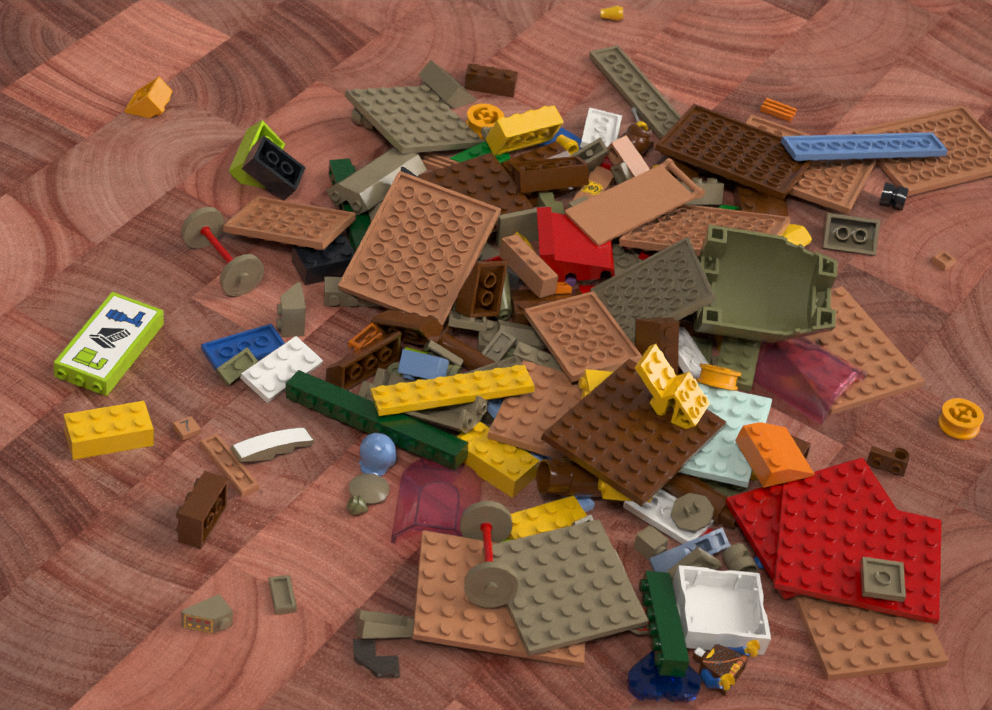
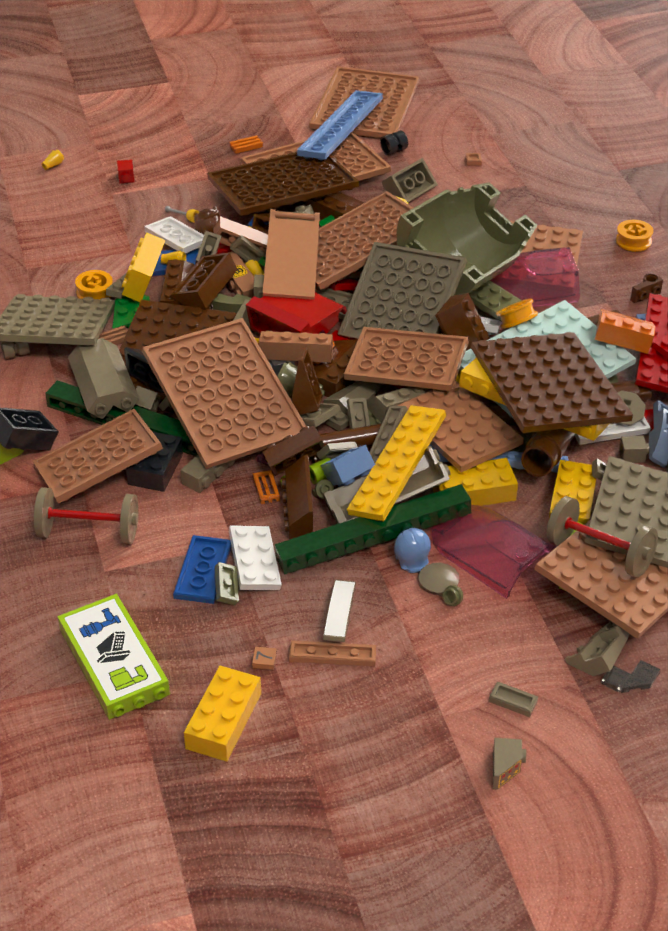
camera: 45 degrees left, 0 degrees up
(202, 509) = (385, 696): reddish brown brick -> none
(291, 312) = (204, 510): dark tan slope -> none
(445, 86) = (29, 284): dark tan slope -> none
(491, 80) = (51, 258): reddish brown slope -> none
(636, 88) = (156, 195): dark tan plate -> none
(648, 60) = (125, 171): none -> red brick
(671, 390) = (544, 333): yellow piece -> none

